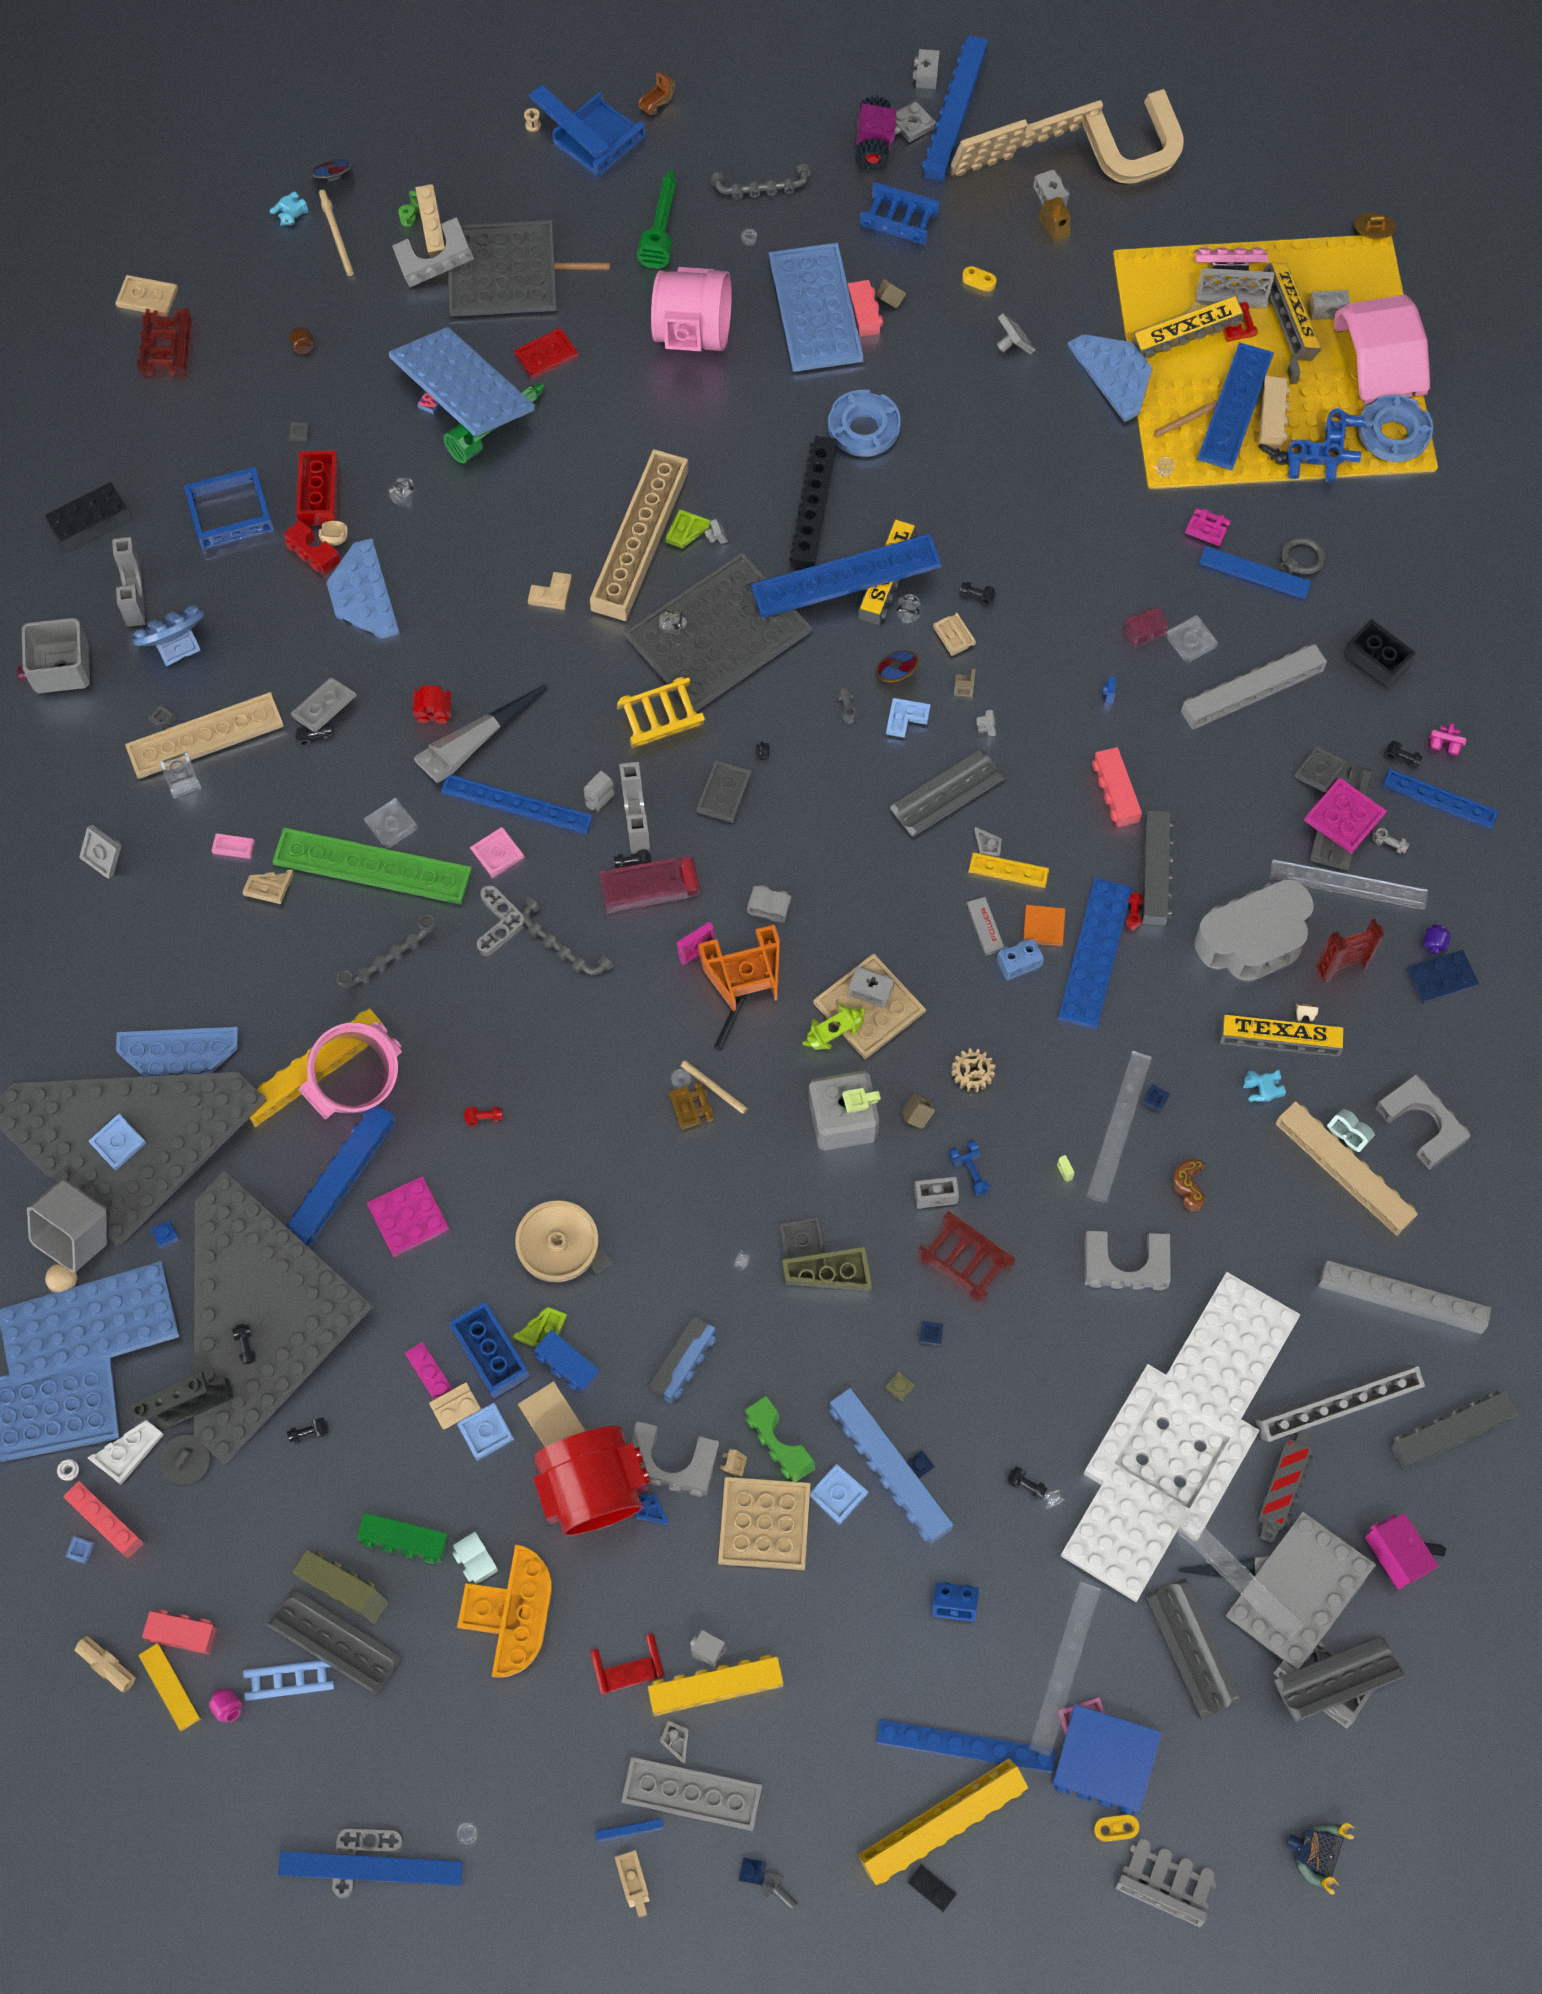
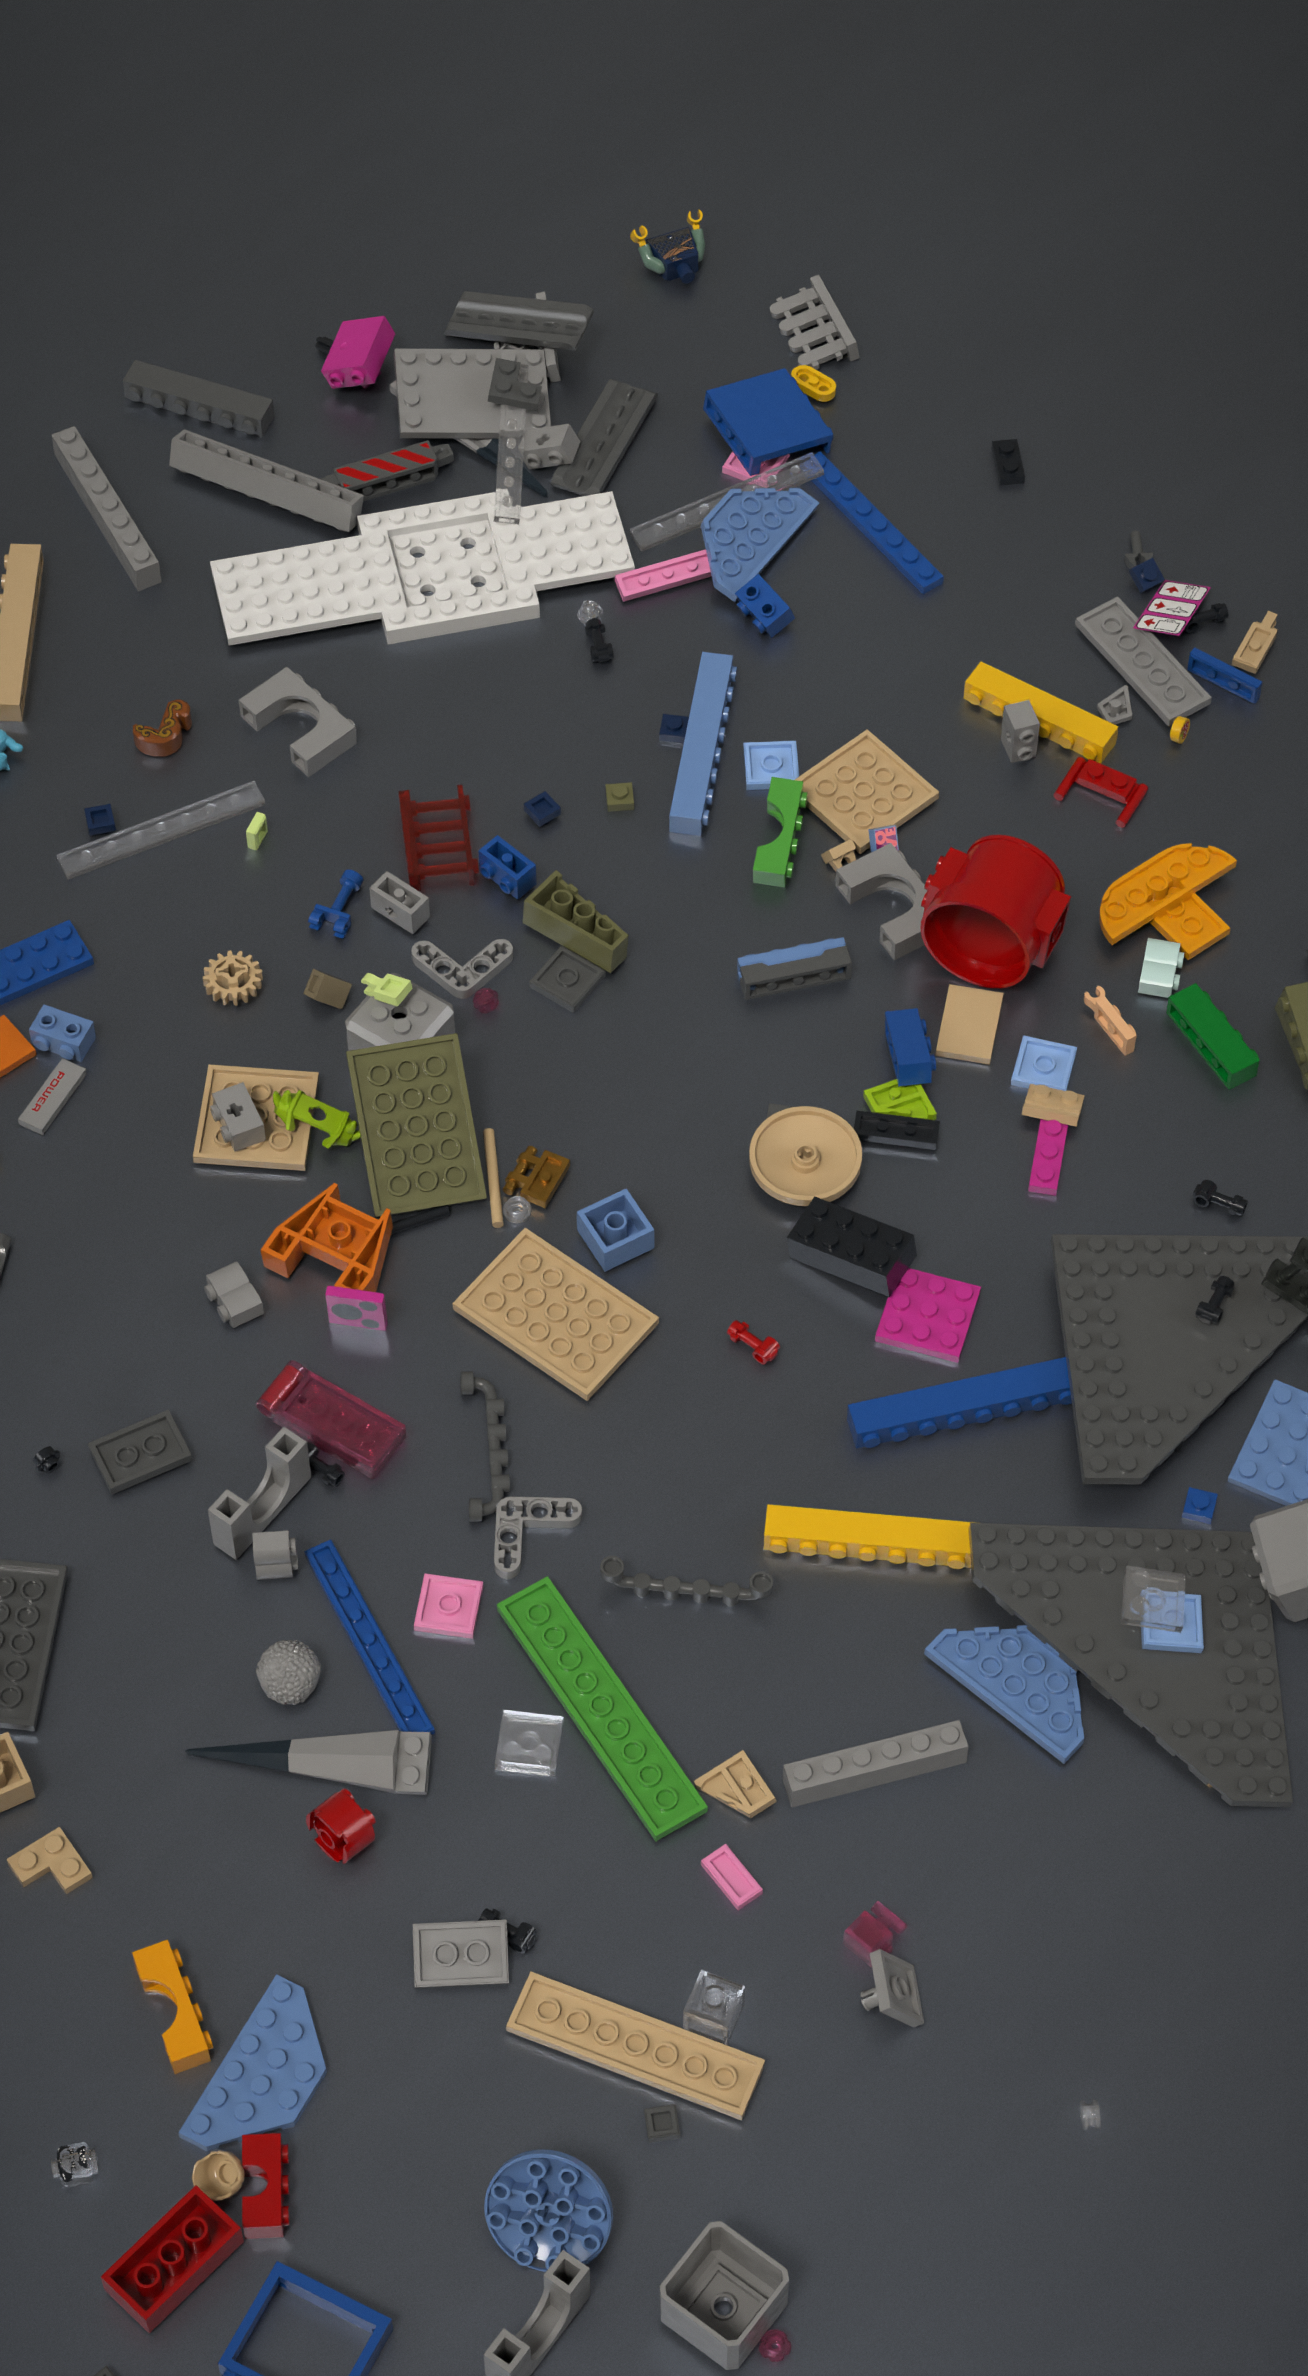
camera: 135 degrees left, 10 degrees down
(132, 1138) = (1153, 1599): none -> clear plate
(137, 869) = (872, 1934): none -> clear pink brick
(209, 950) = (875, 1763): none -> light grey brick
(374, 1036) = (857, 1449): bright pink cylinder -> none
(448, 587) = (160, 1974): none -> light orange arch
(472, 1494) = (1111, 1021): none -> light nougat plate
(478, 1207) = (852, 1246): none -> black brick
(489, 1350) = (972, 1116): blue brick -> none
(527, 1309) = (897, 1130): none -> black plate
(534, 751) = (288, 1672): none -> light grey hair
(599, 1039) = (556, 1314): none -> tan plate
(613, 1106) = (615, 1229): none -> medium blue brick
(619, 1757) = (1179, 729): none -> yellow tile
(657, 731) = (116, 1568): yellow fence -> none
(693, 1861) = (1217, 612): none -> black bar
(710, 1855) = (1171, 607): none -> sticker
(716, 1495) = (882, 836): none -> tile
(742, 1260) = (644, 1002): clear bush -> none
(772, 1058) = (416, 1125): none -> olive plate
(829, 1183) = (486, 1000): none -> clear pink plate
(858, 1190) = (466, 973): none -> light grey beam
(904, 1269) = (507, 867): none -> blue brick
(943, 1821) = (951, 483): yellow brick -> none
(1023, 1651) = (750, 531): none -> medium blue plate
(1040, 1574) = (663, 575): none -> bright pink plate
(1209, 1596) = (550, 446): none -> light grey brick
(1276, 1601) = (509, 391): none -> dark grey plate

